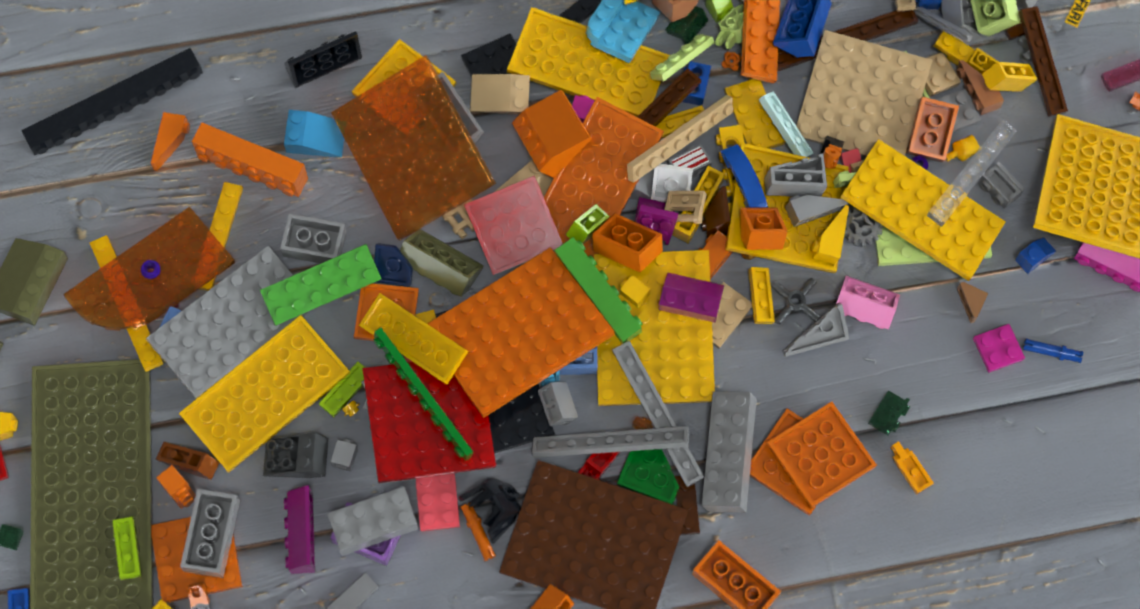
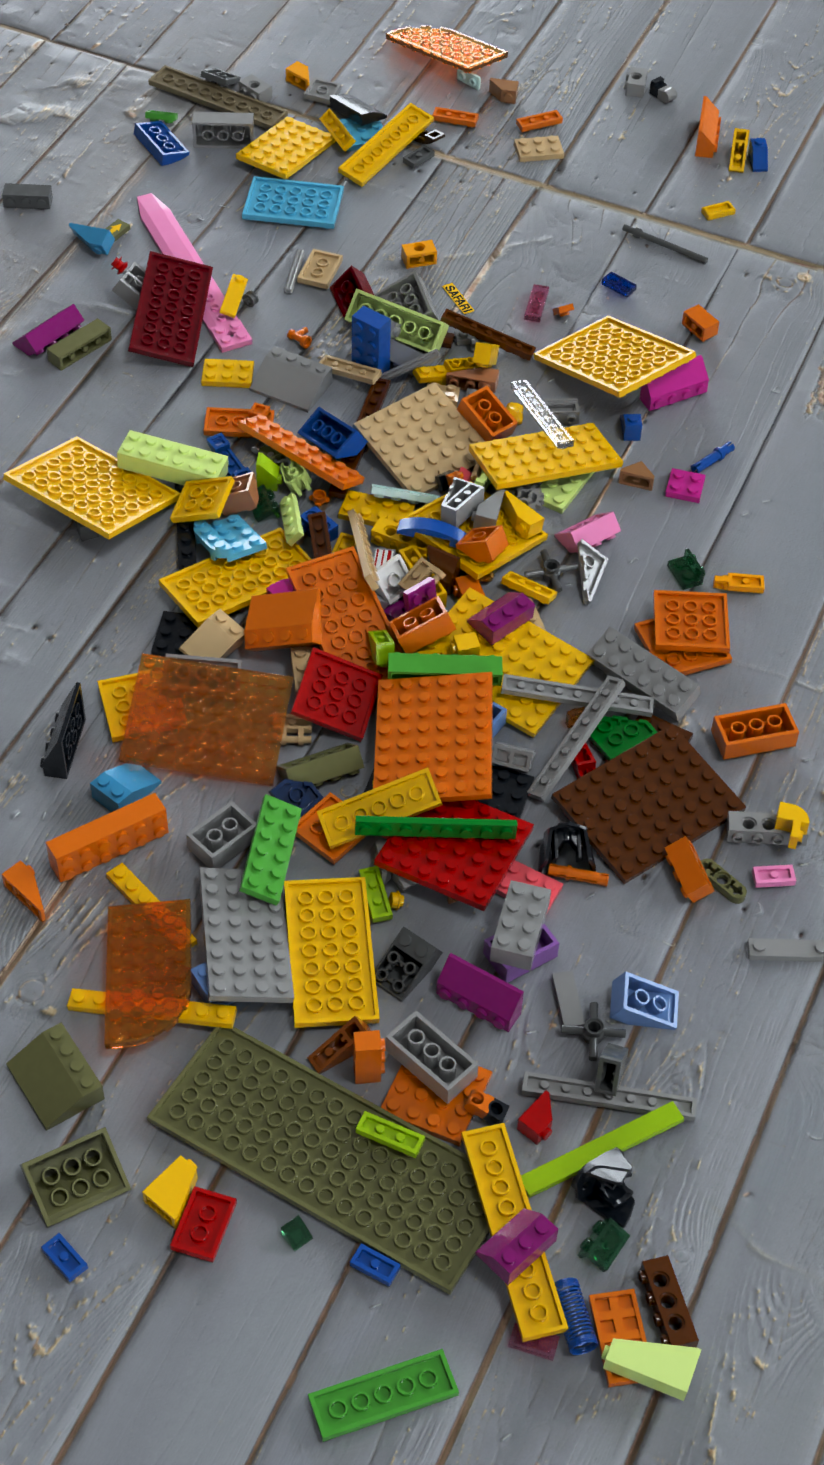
camera: 55 degrees left, 20 degrees down
(148, 265) = (148, 955): dark purple plate -> none
(344, 455) = (435, 927): light grey brick -> none

